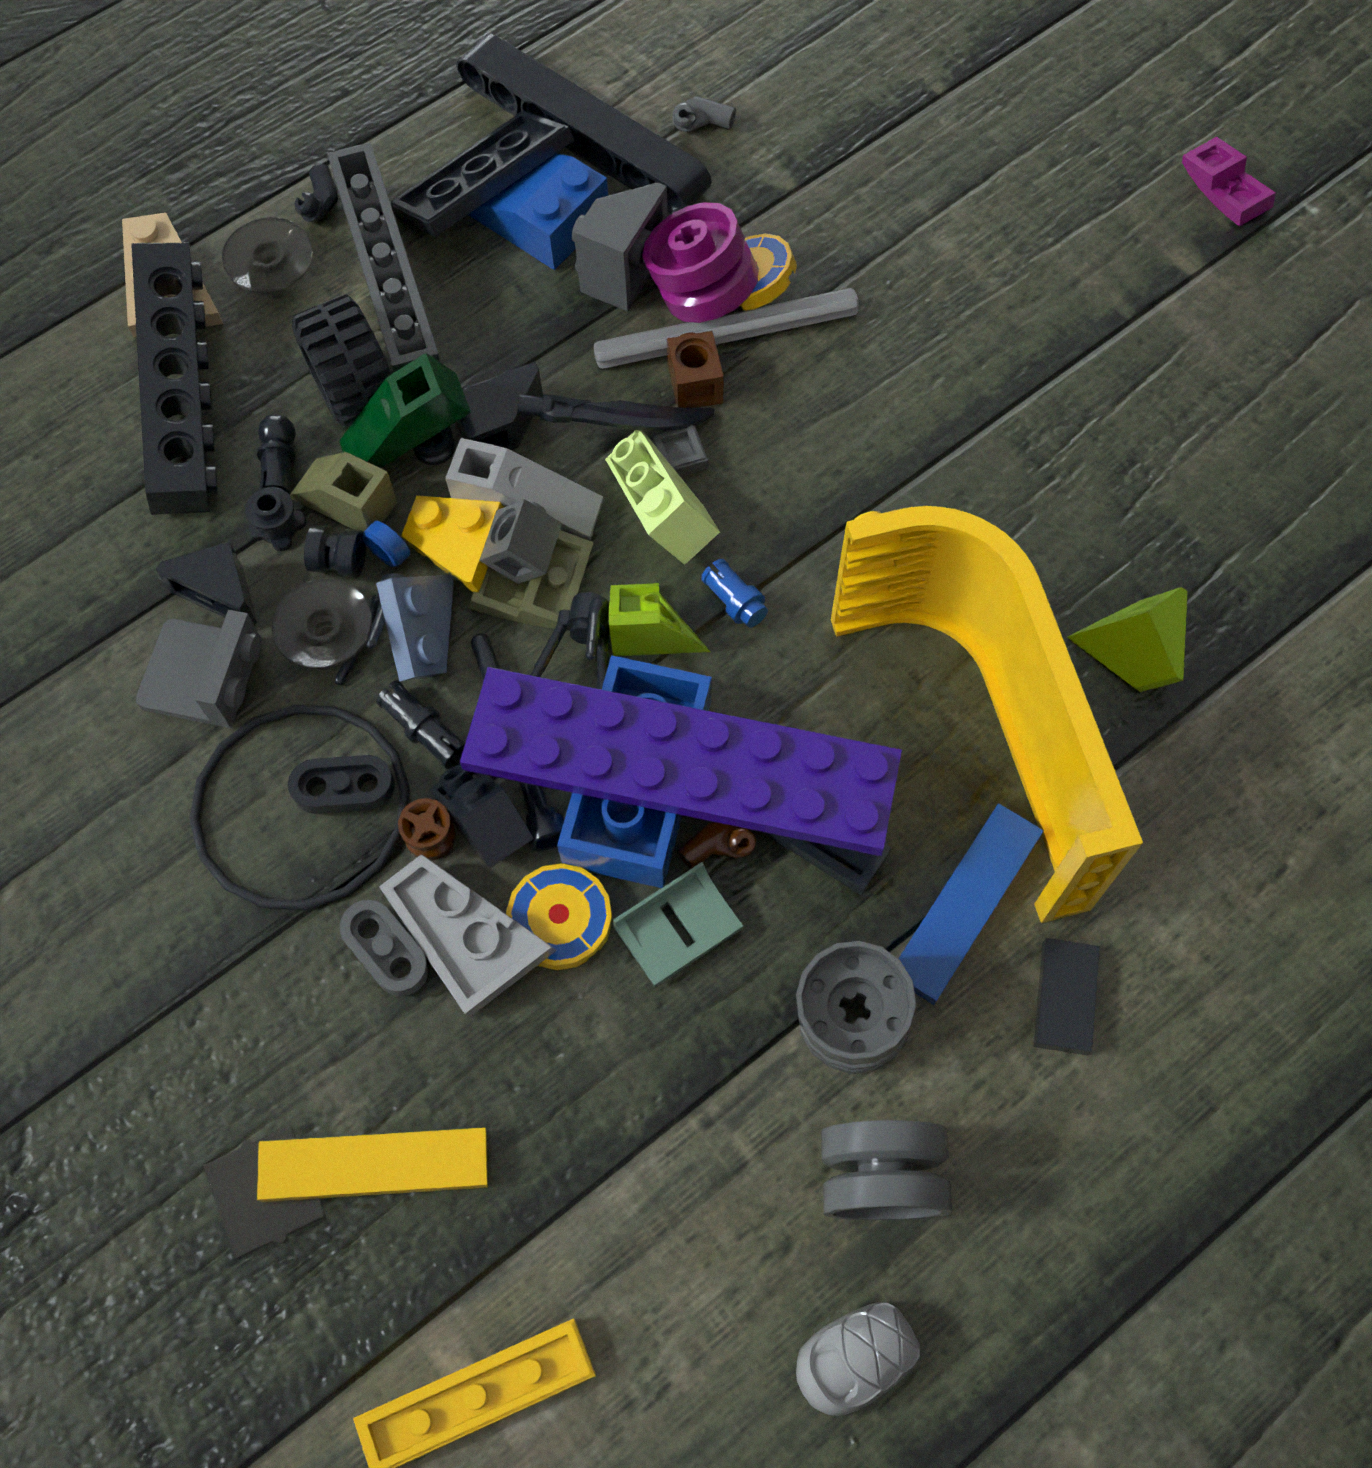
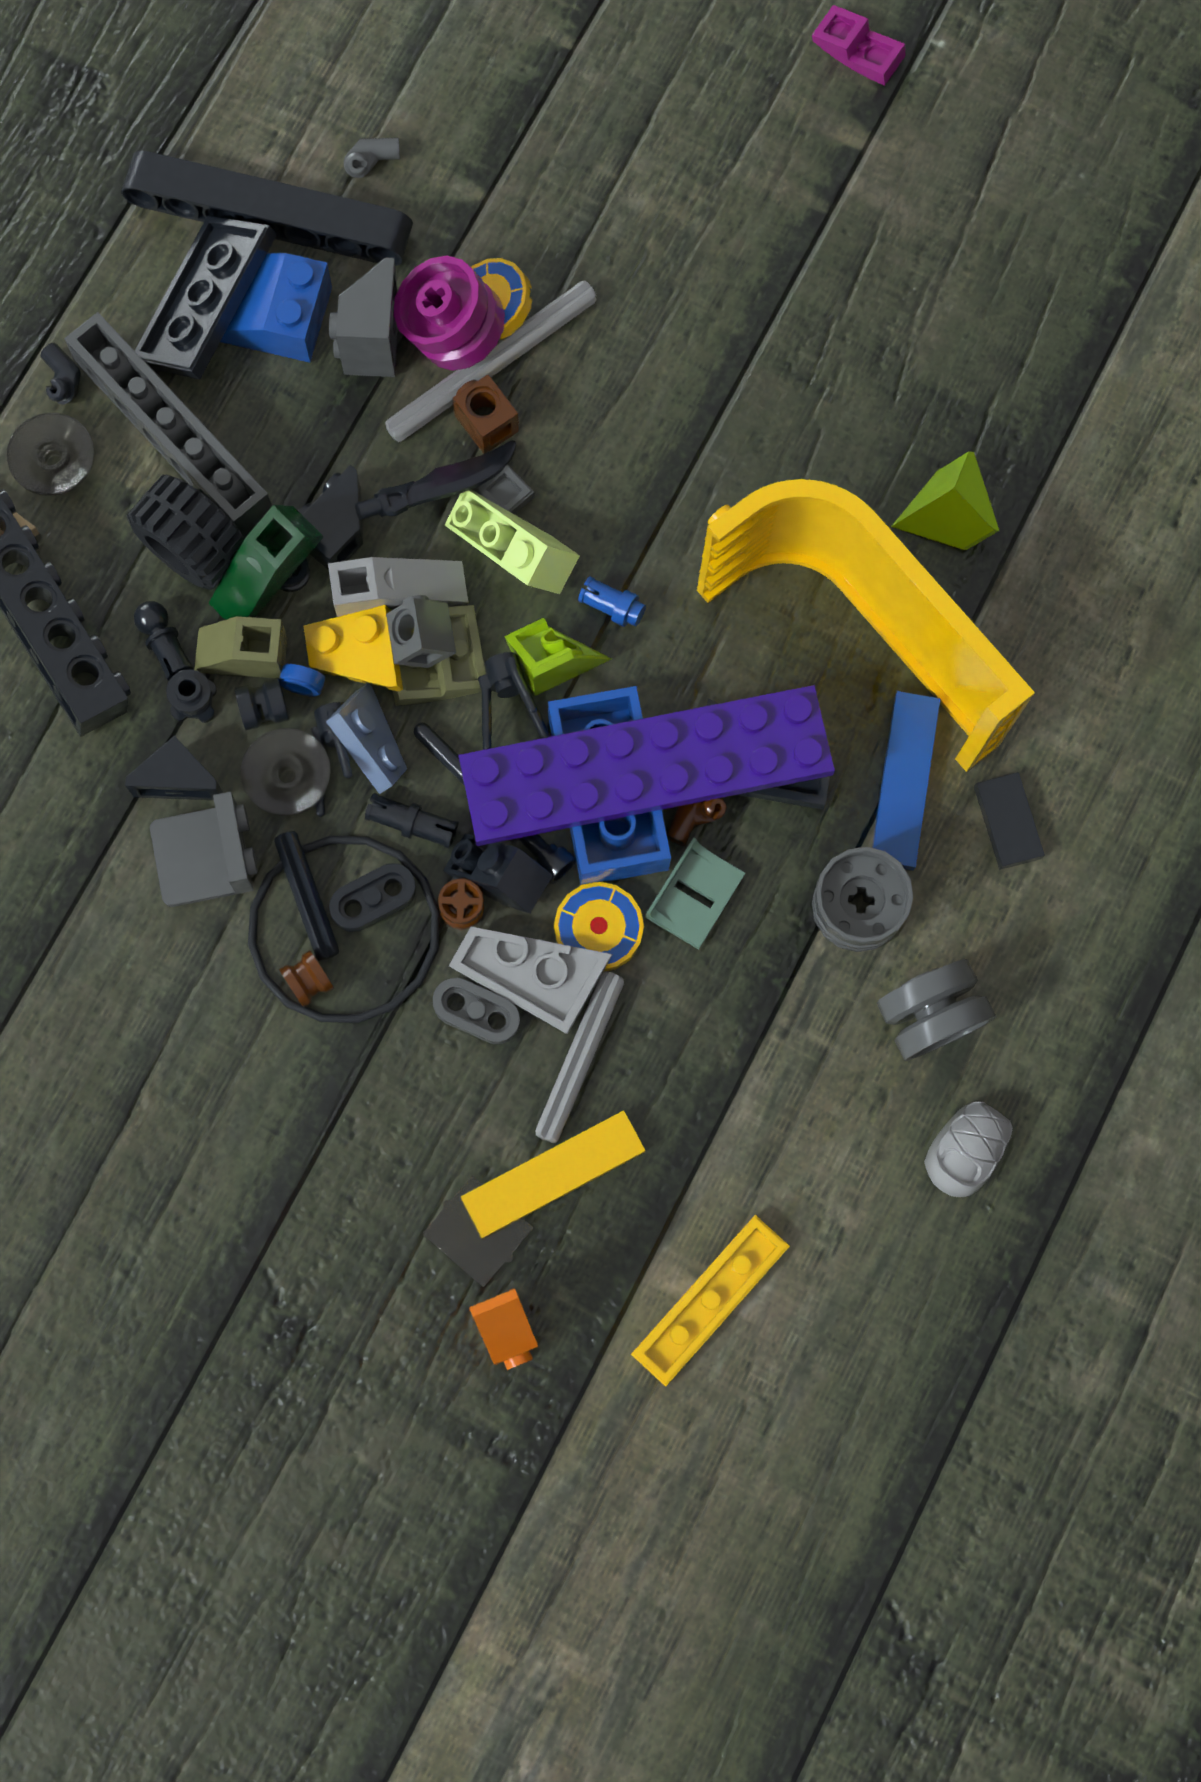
camera: 30 degrees left, 10 degrees up
(217, 1315) = (505, 1329): none -> orange slope
(229, 836) = (306, 978): none -> reddish brown wheel
(277, 755) = (306, 895): none -> black axle
(468, 1048) = (579, 1057): none -> light grey axle

